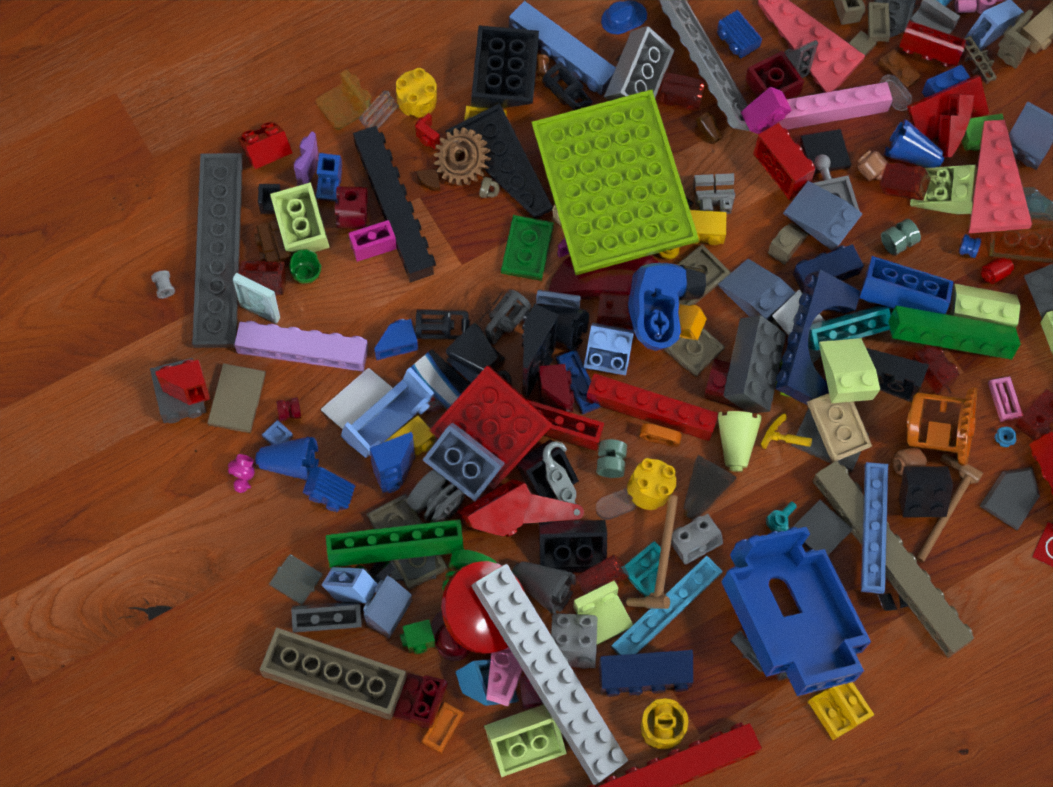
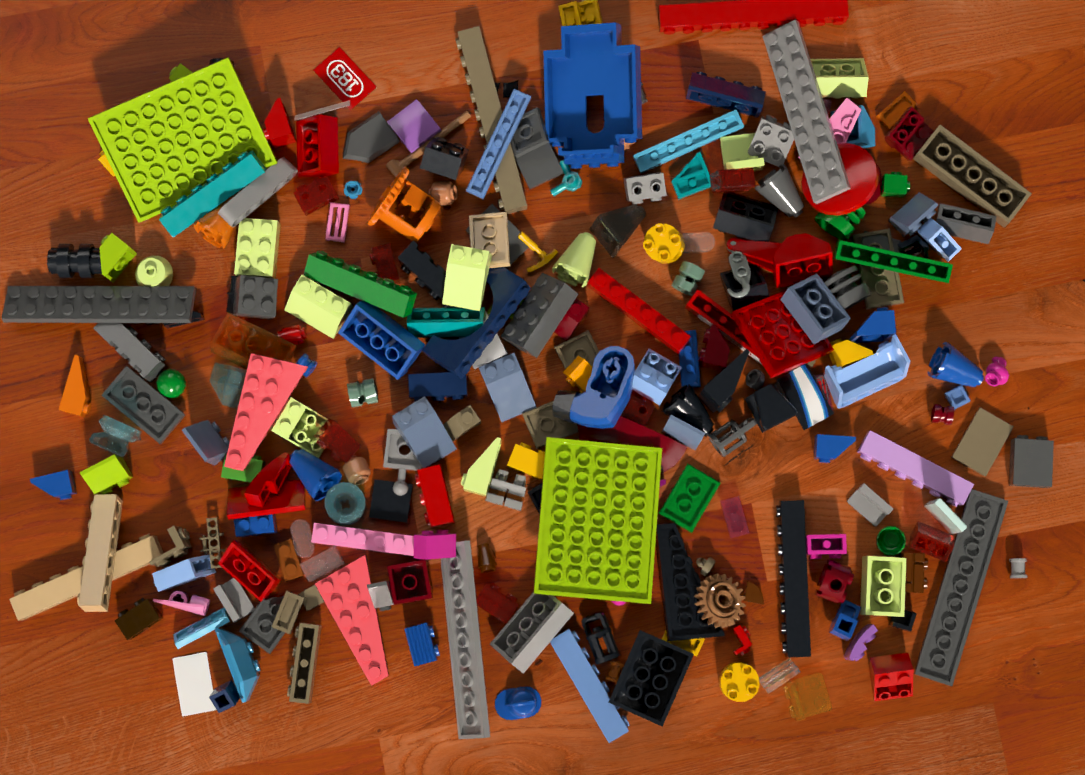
camera: 155 degrees left, 15 degrees up
(184, 382) = (1027, 452): red slope -> none
(295, 579) = (977, 269): clear light blue piece -> none
(328, 489) = (931, 328): blue brick -> none
(337, 299) = (869, 504): none -> light grey panel
(356, 398) = (881, 406): white sticker -> none
(445, 324) = (784, 446): black piece -> none
(474, 241) = (734, 517): none -> clear pink plate
(658, 599) = (696, 147): medium nougat bar -> none
(660, 435) = (639, 286): orange beam -> none
(664, 724) = (726, 50): yellow brick -> none
(748, 189) = (481, 472): none -> yellowish green slope
(845, 553) = (529, 133): none -> dark grey tile
(867, 68) = (322, 564): none -> clear brick
(871, 117) = (344, 492): none -> clear light blue wheel
(973, 523) = (414, 126): none -> medium lavender slope

